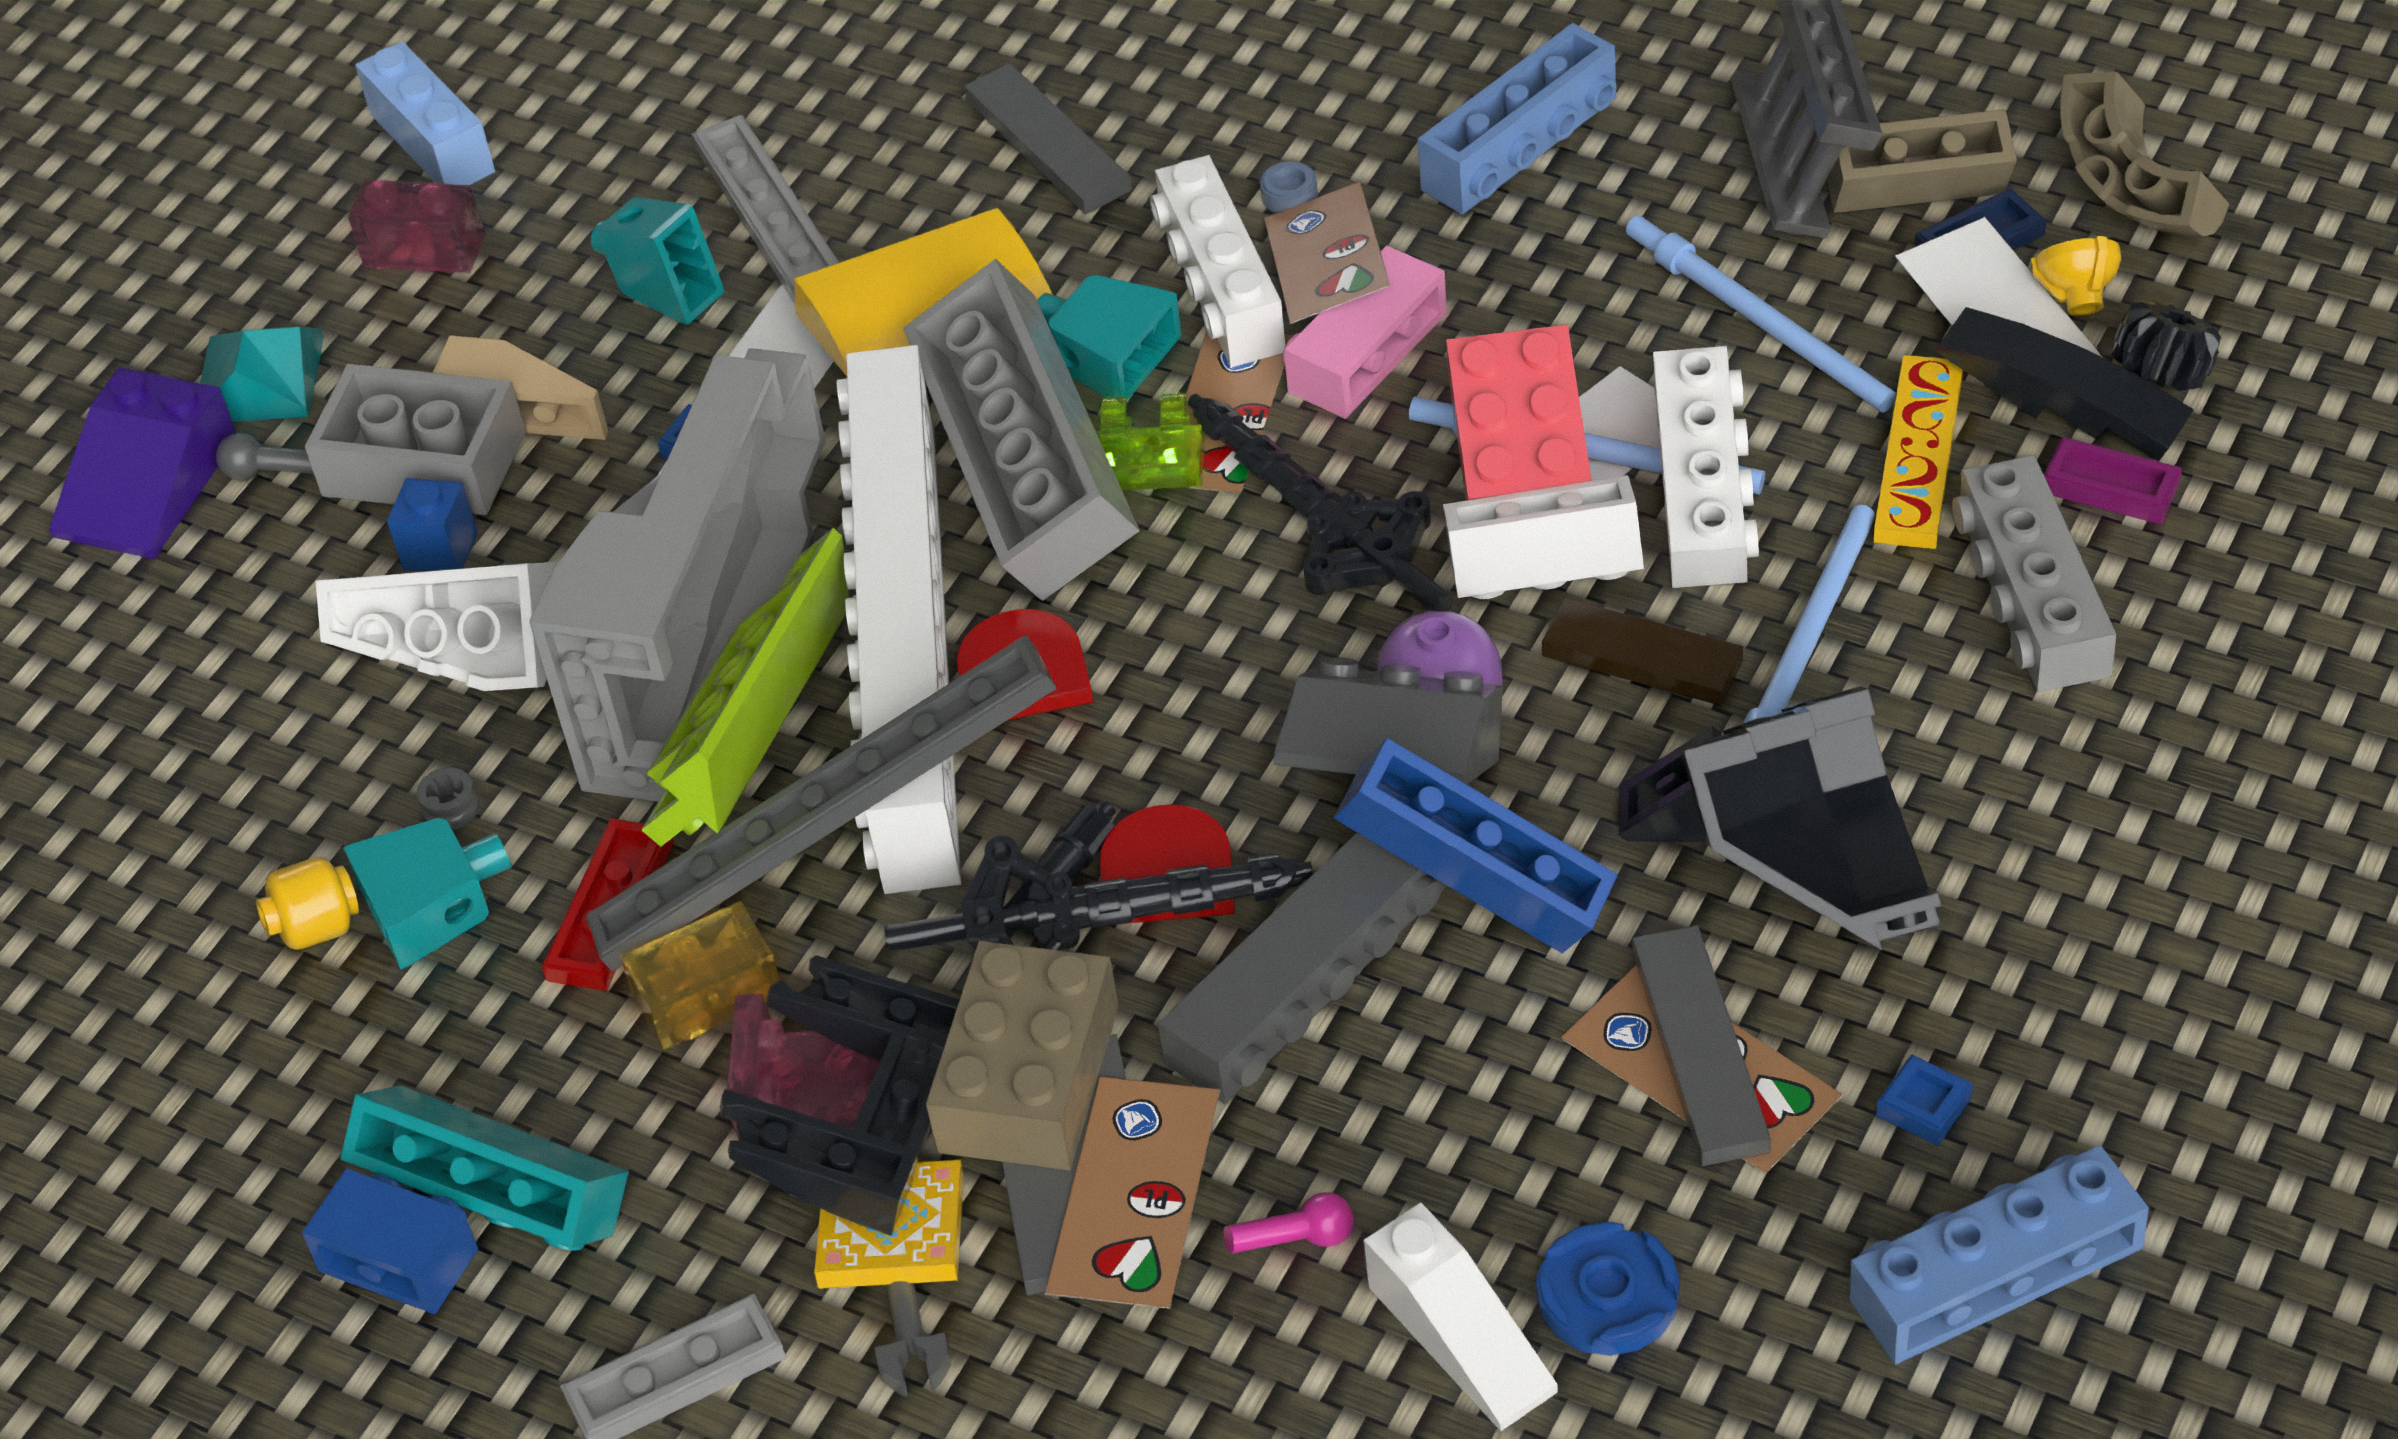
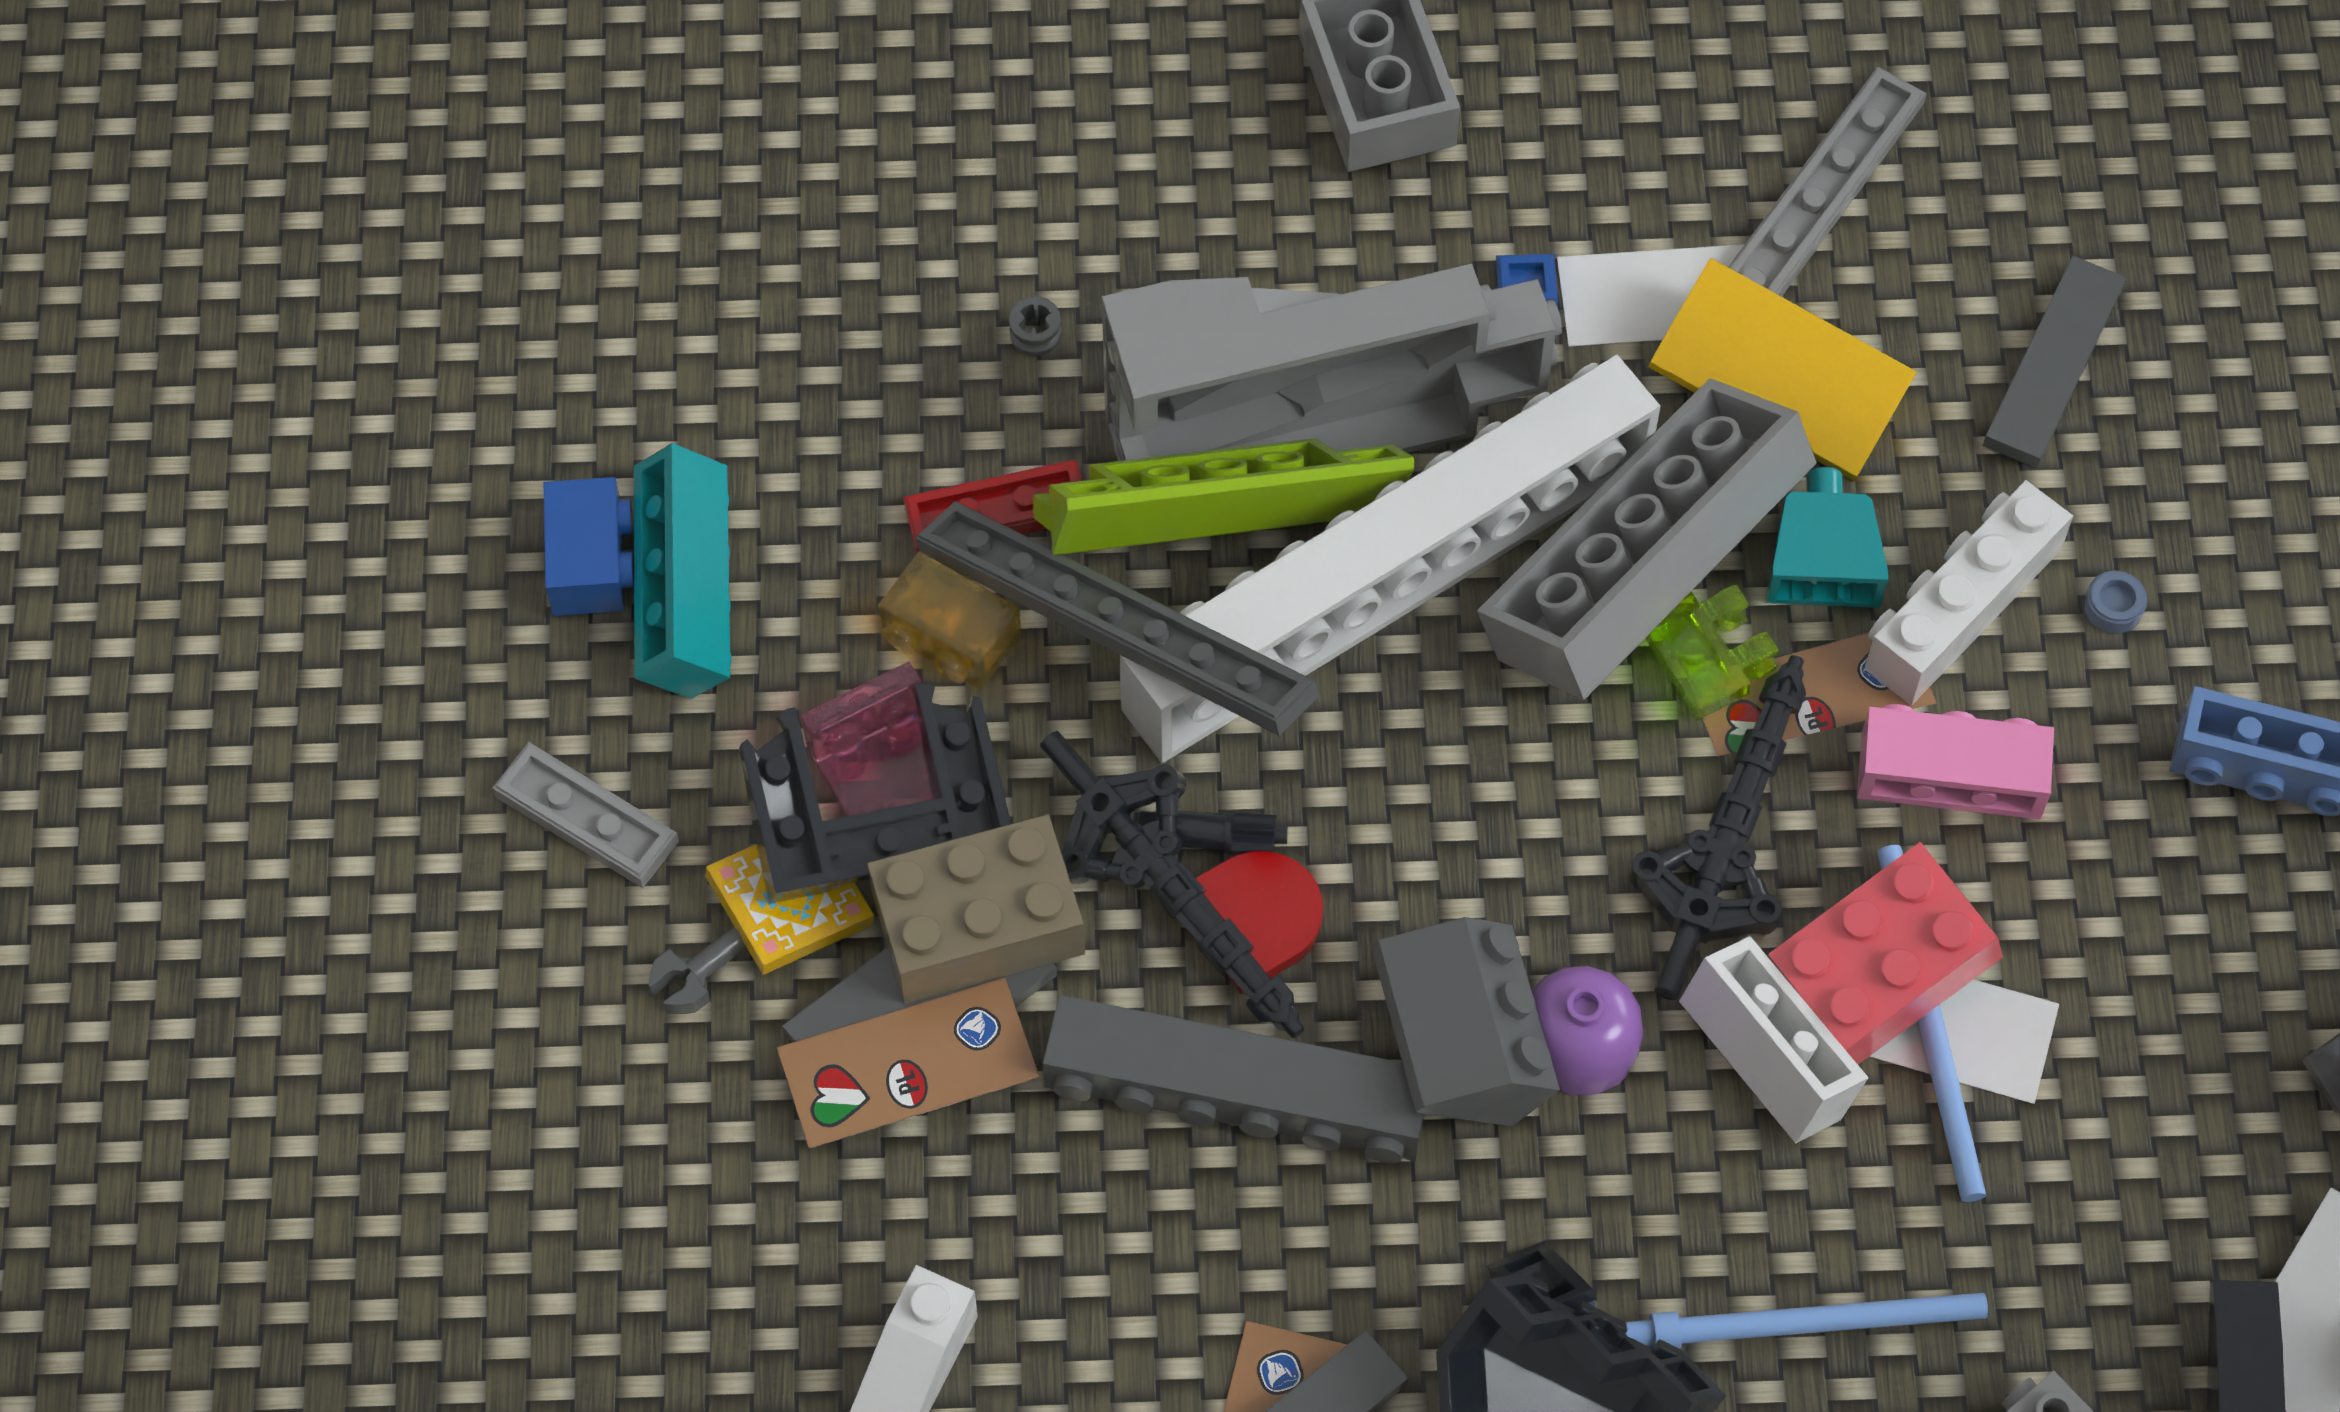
camera: 55 degrees right, 15 degrees up
(308, 903) = (868, 290): yellow head -> none
(424, 884) = (930, 363): teal torso -> none
(432, 525) = (1297, 141): blue brick -> none
(443, 621) = (1212, 208): white wedge -> none
(545, 395) = (1486, 86): tan slope -> none
(660, 257) = (1699, 107): teal torso -> none
(1055, 642) = (1409, 684): red tile -> none
(1322, 1220) = (963, 1222): dark pink bar -> none
(1326, 252) = (2028, 678): medium nougat sticker -> none
(1475, 846) = (1353, 1155): blue brick -> none
(1642, 651) = (1707, 1188): dark brown tile -> none
(1679, 257) = (2222, 989): light blue bar -> none
(1701, 467) = (1937, 1135): white brick -> none
(1918, 453) = (2089, 1321): yellow tile -> none

